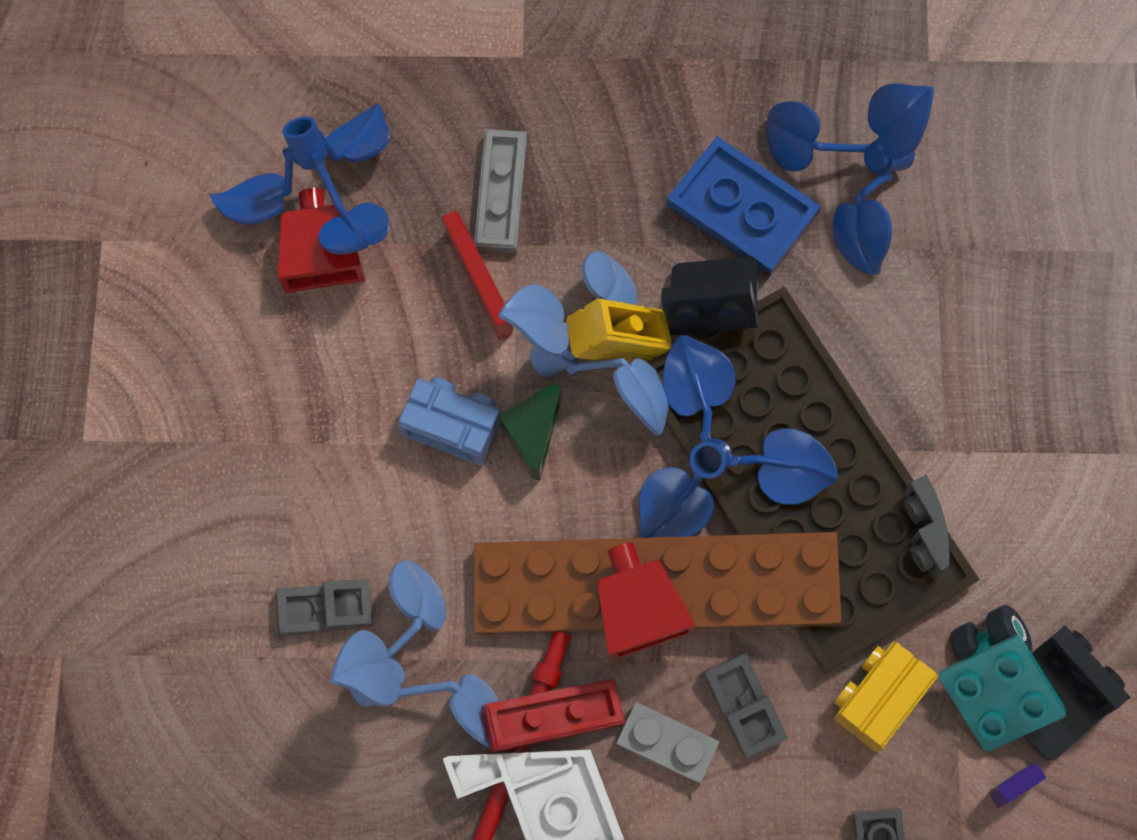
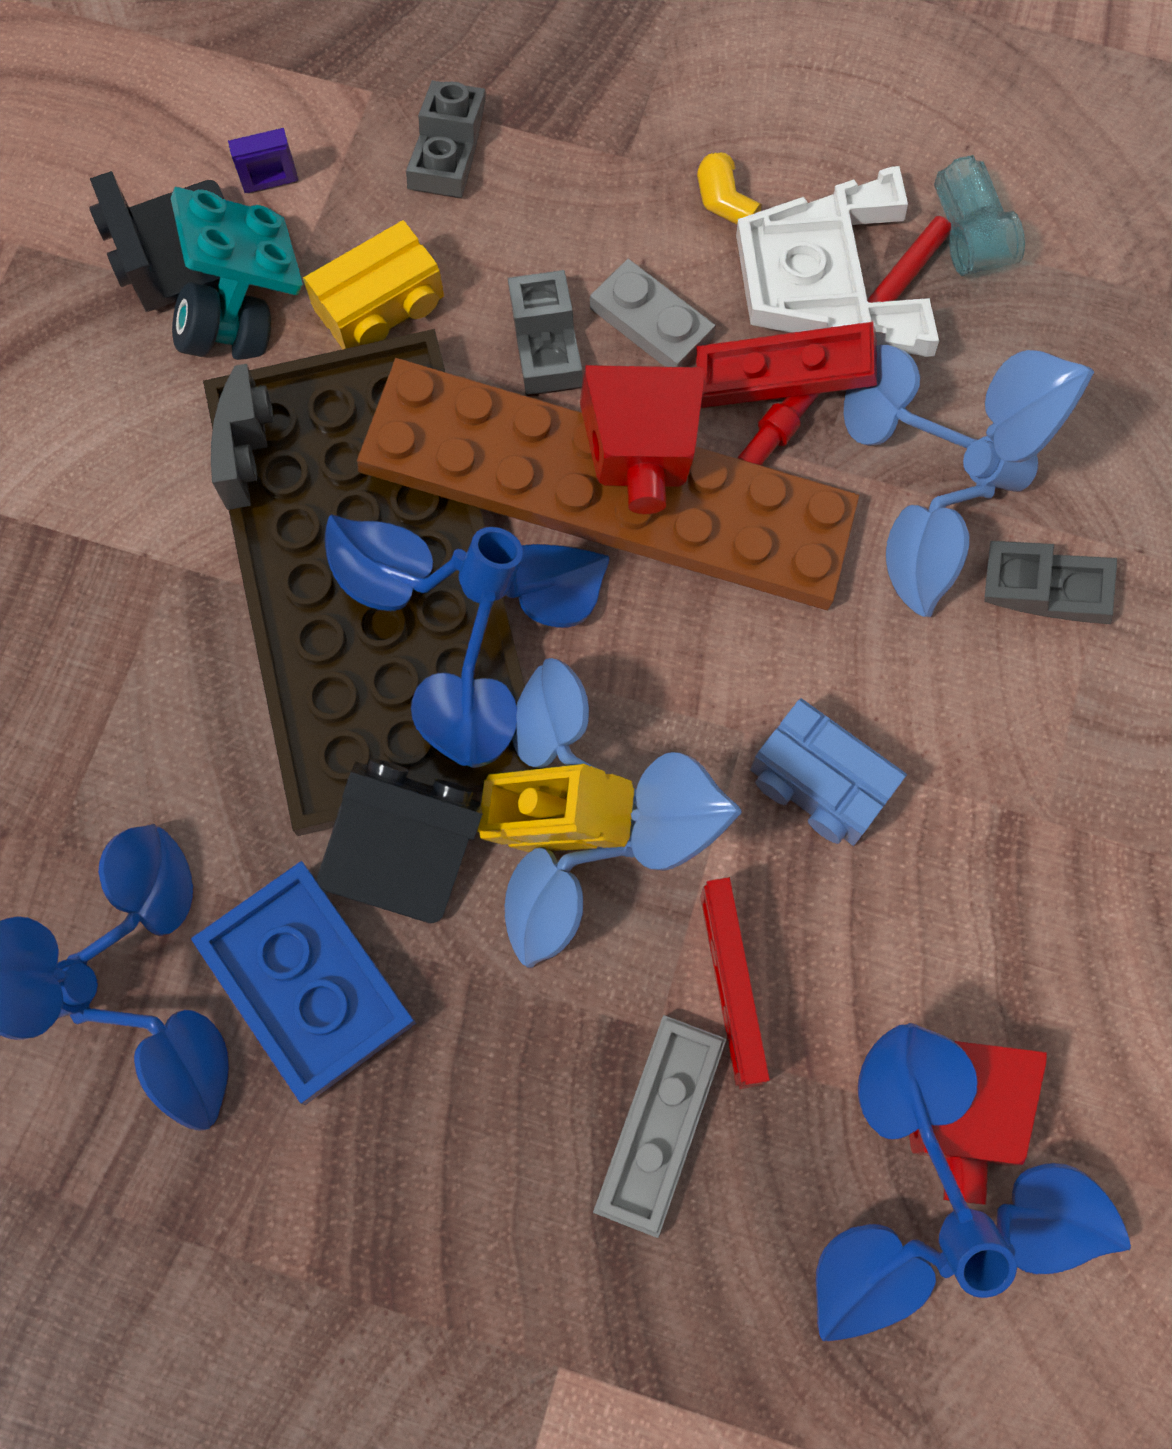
camera: 165 degrees left, 0 degrees up
(531, 427) = (720, 724): dark green slope -> none

